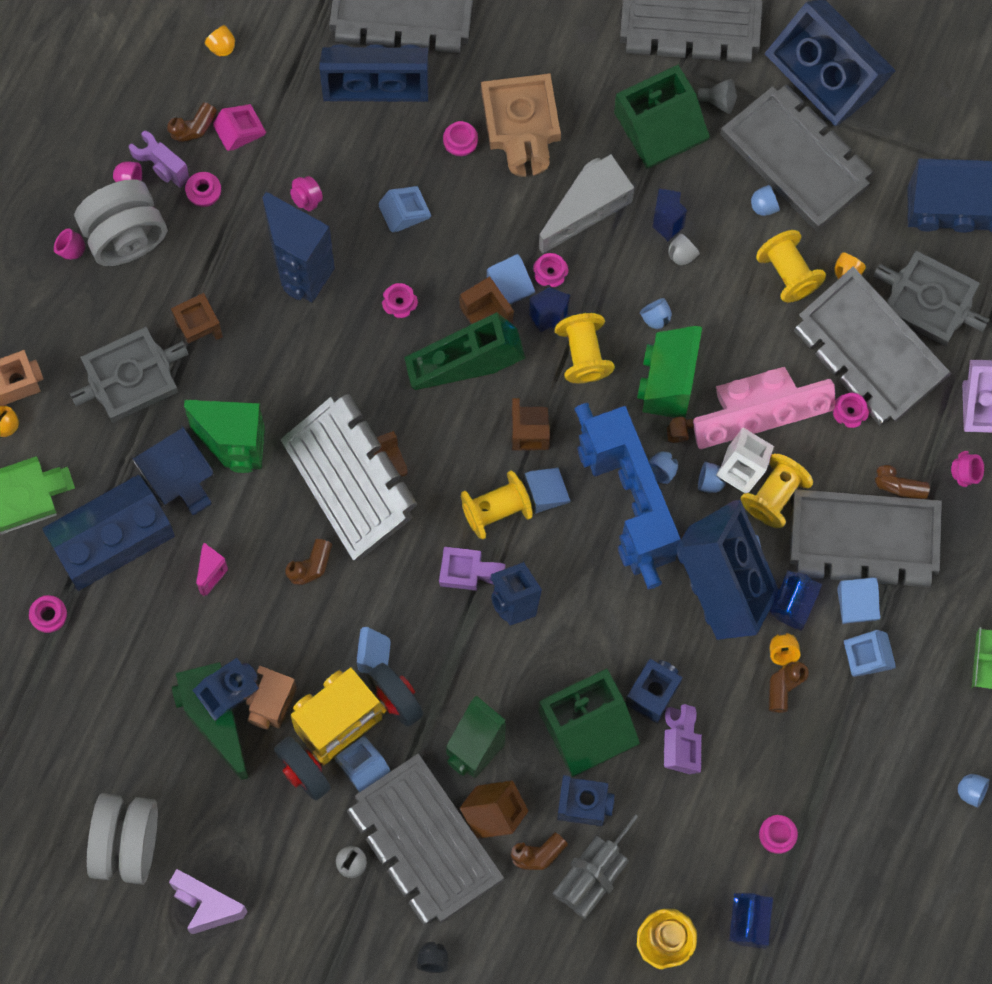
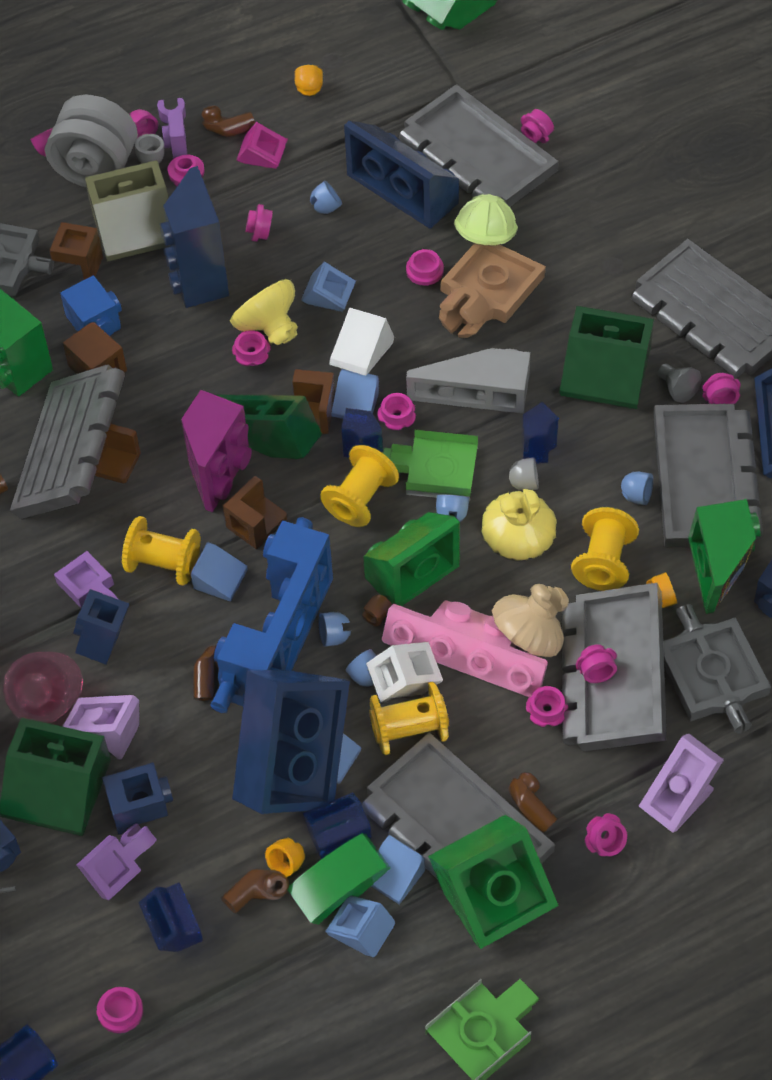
camera: 45 degrees right, 15 degrees down
(159, 183) = (146, 144): none -> light grey hinge
(205, 256) = (128, 209): none -> olive slope
(255, 360) = (91, 303): none -> blue brick
(294, 394) = (93, 349): none -> reddish brown panel
(334, 133) = (325, 198): none -> medium blue hinge
(391, 263) = (268, 313): none -> light yellow hair
(460, 400) = (215, 445): none -> magenta slope
(474, 69) = (486, 221): none -> yellowish green piece
(484, 238) = (361, 342): none -> white slope
(517, 668) = (42, 686): none -> clear pink piece
(580, 657) = (107, 716): none -> lavender slope
(608, 566) = (204, 676): none -> reddish brown arm
(614, 288) = (437, 464): none -> bright green piece
(710, 292) = (519, 525): none -> light yellow hair
(753, 749) = (170, 918): none -> clear blue piece
(754, 81) = (721, 389): none -> dark pink plate
(794, 358) = (533, 620): none -> tan hair
(832, 635) = (338, 876): none -> green slope
(862, 354) = (597, 663): none -> dark pink plate
(877, 212) = (721, 546): none -> green slope
(934, 556) = (494, 880): none -> green slope

